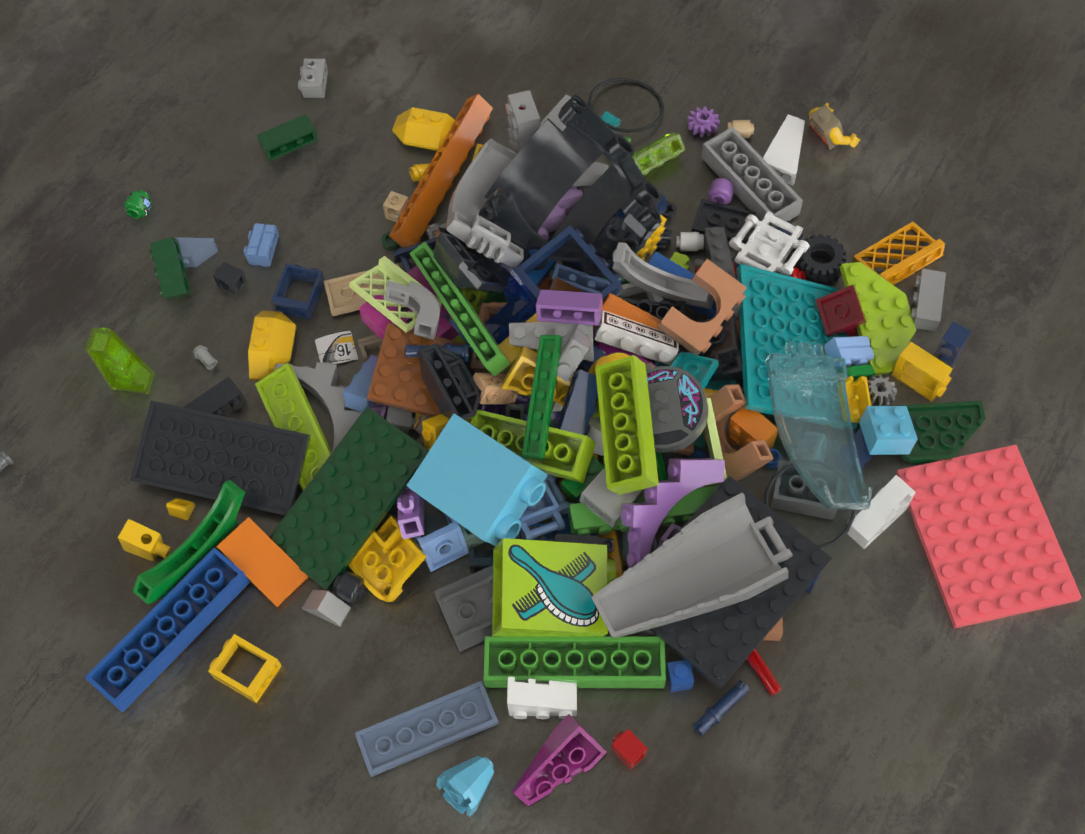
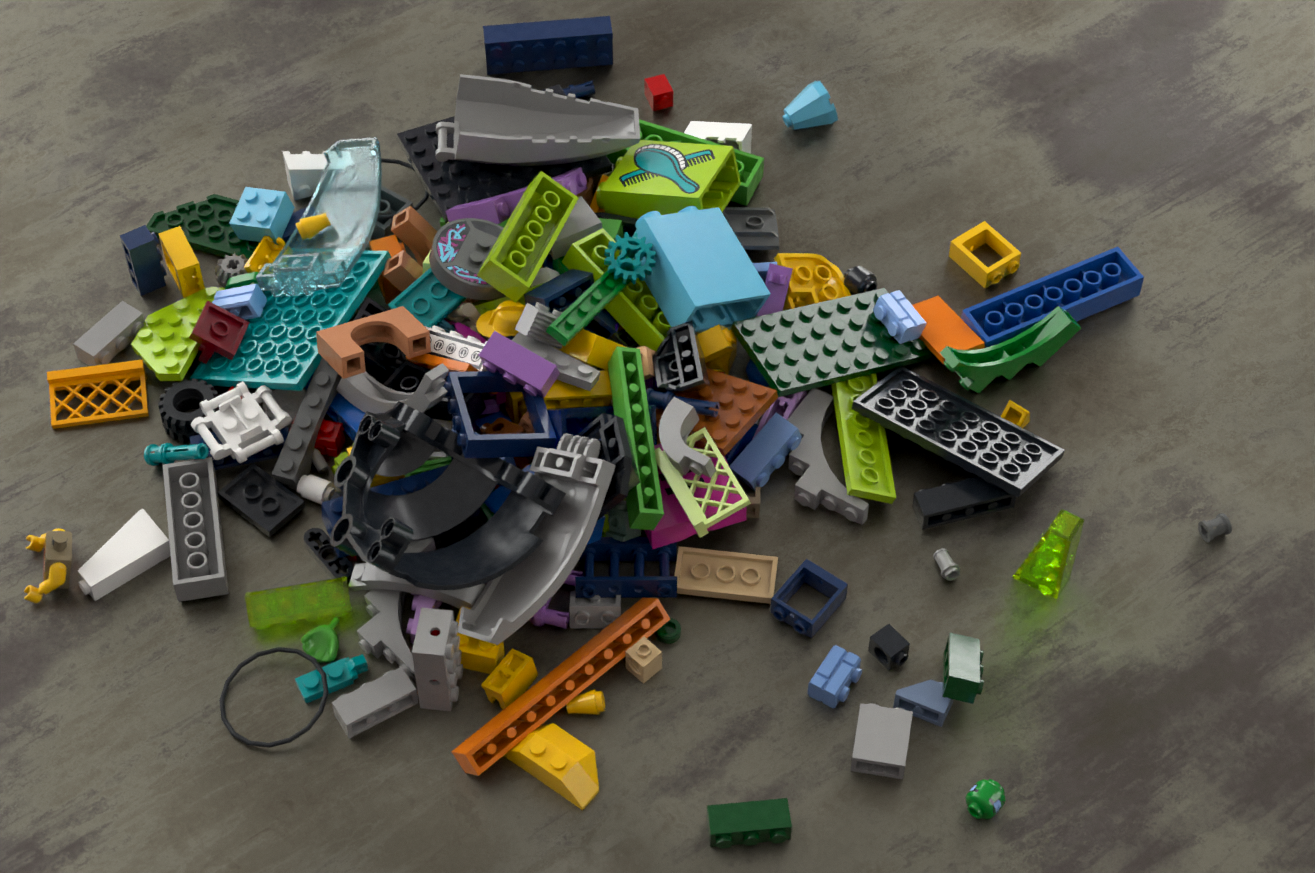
camera: 160 degrees left, 10 degrees down
(143, 541) = (1063, 386): yellow torso -> none
(216, 214) = (881, 741): none -> light grey brick
(270, 343) = (860, 553): yellow wedge -> none
(298, 543) = (899, 317): none -> light blue brick
(326, 606) = (893, 278): light grey slope -> none
(336, 348) = (787, 526): sticker -> none
(426, 728) = (829, 162): sand blue plate -> none
(528, 434) = (627, 267): none -> teal gear
(562, 756) = (716, 107): magenta wedge -> none
(703, 121) = (194, 632): medium lavender gear -> none
(721, 191) = (240, 530): medium lavender head -> none
(743, 127) = (158, 604): tan brick -> none
(765, 754) = (548, 45): none -> dark blue brick
(809, 220) = (169, 453): none -> teal pin
(838, 426) = (312, 225): none -> yellow cone
(988, 537) = (232, 135): coral plate -> none

